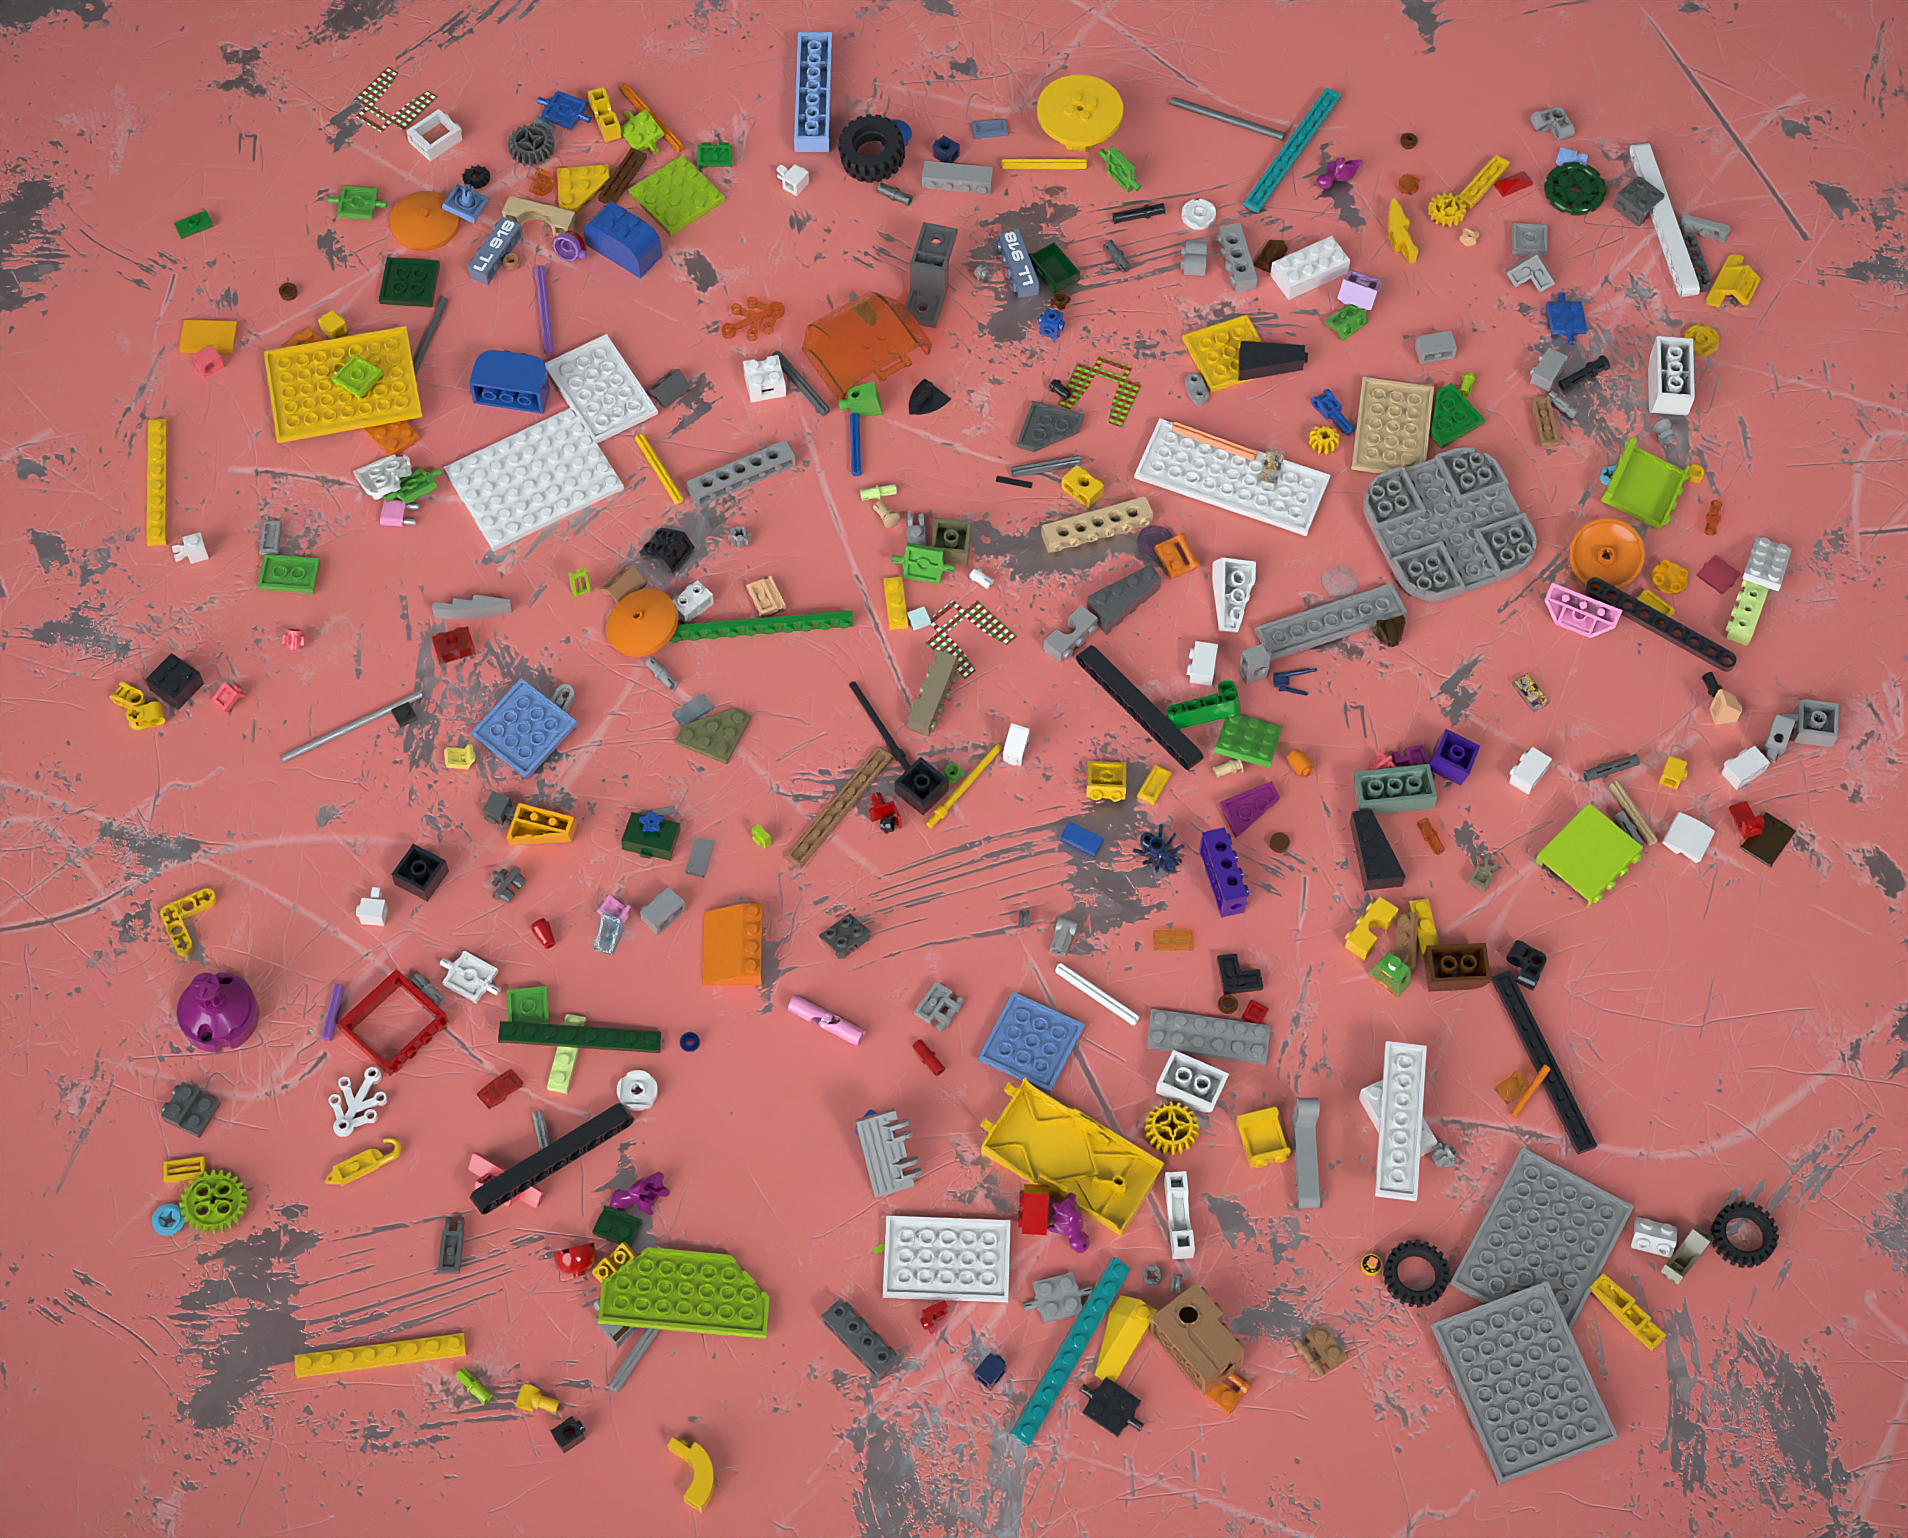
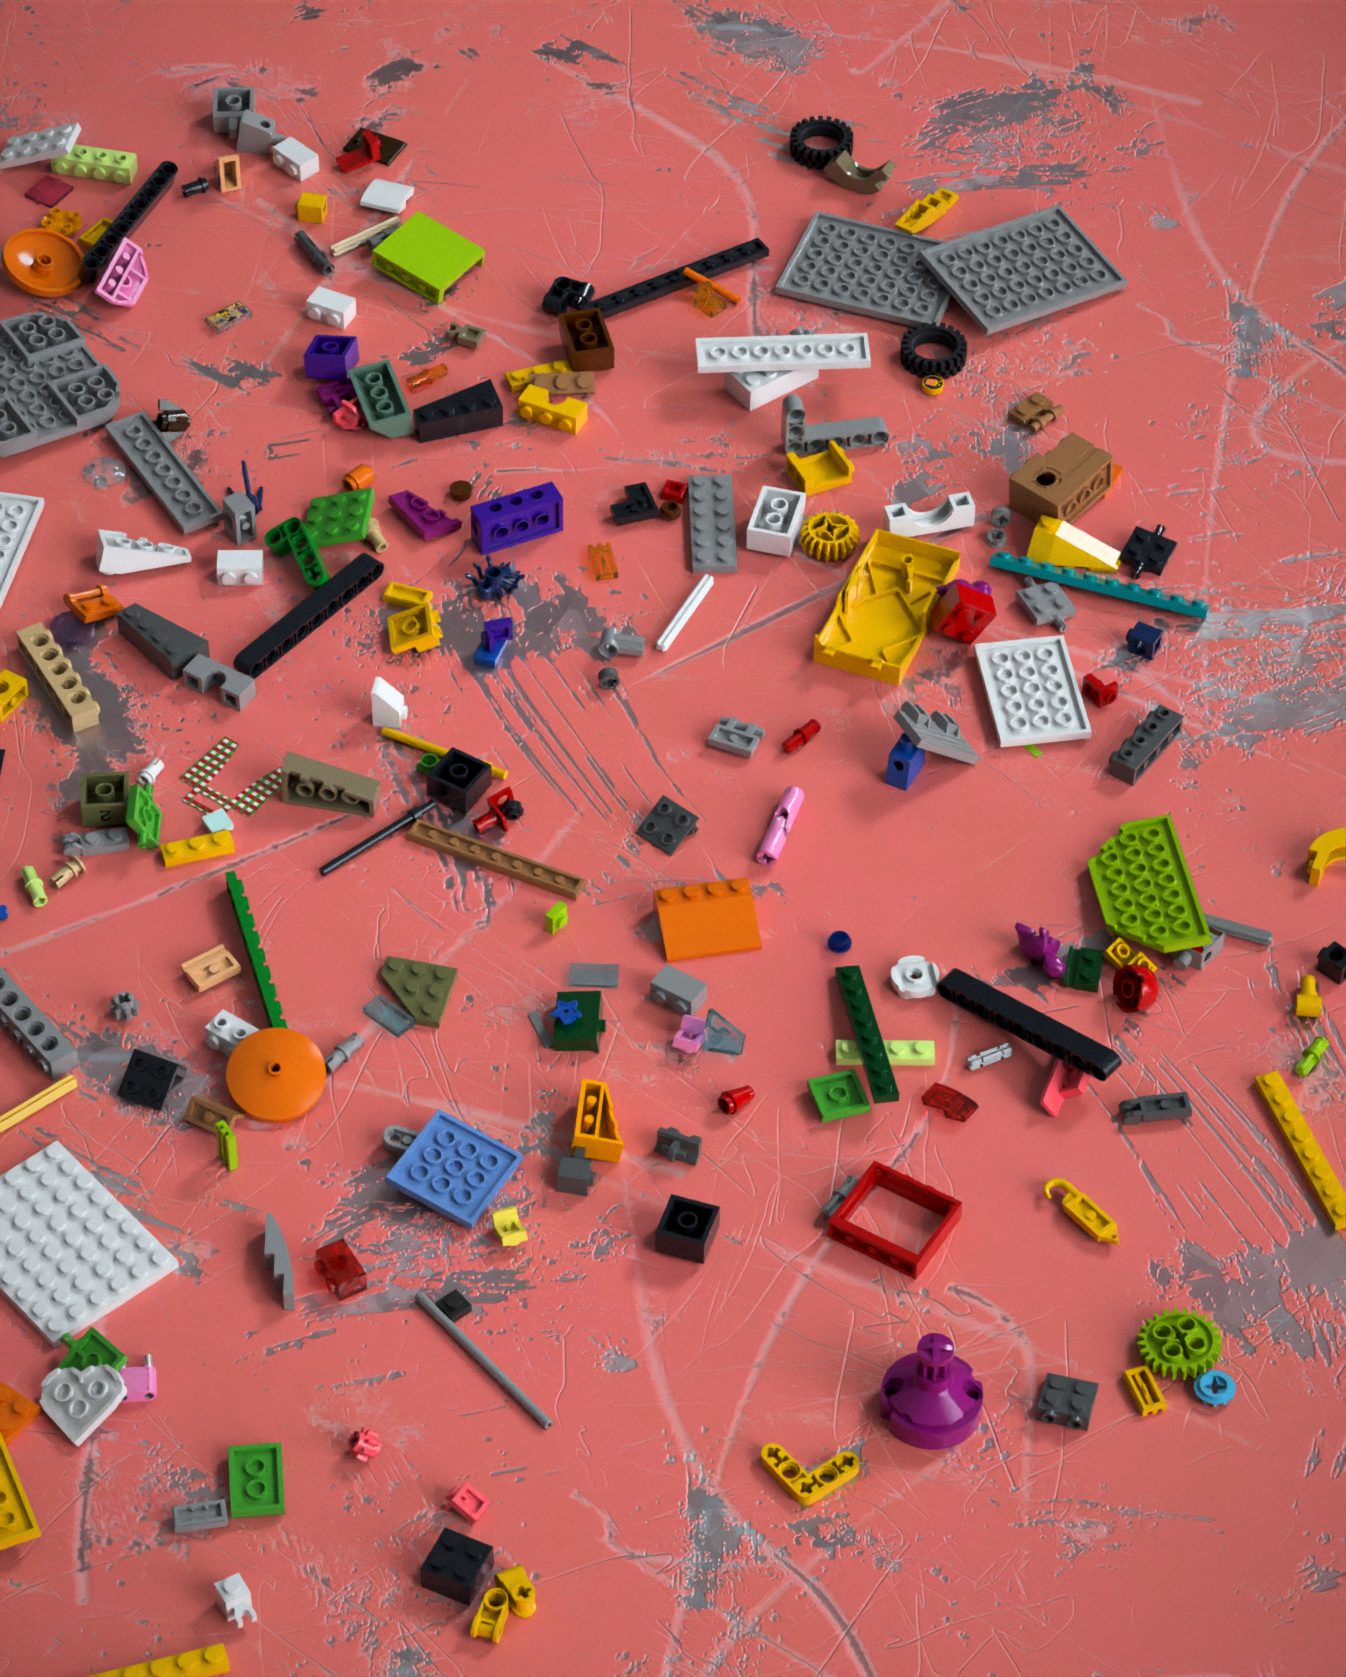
camera: 100 degrees left, 15 degrees down
(332, 1012) = (895, 1287): medium lavender axle -> none
(356, 1104) = (1009, 1236): white plant -> none
(372, 910) = (748, 1272): white brick -> none
(470, 977) = (813, 1158): white plate -> none
(1031, 1042) = (759, 655): medium blue plate -> none
(1085, 830) = (496, 631): none -> dark purple bracket
(1392, 974) = (605, 387): bright green torso -> none
(1654, 1237) = (842, 197): white bracket -> none

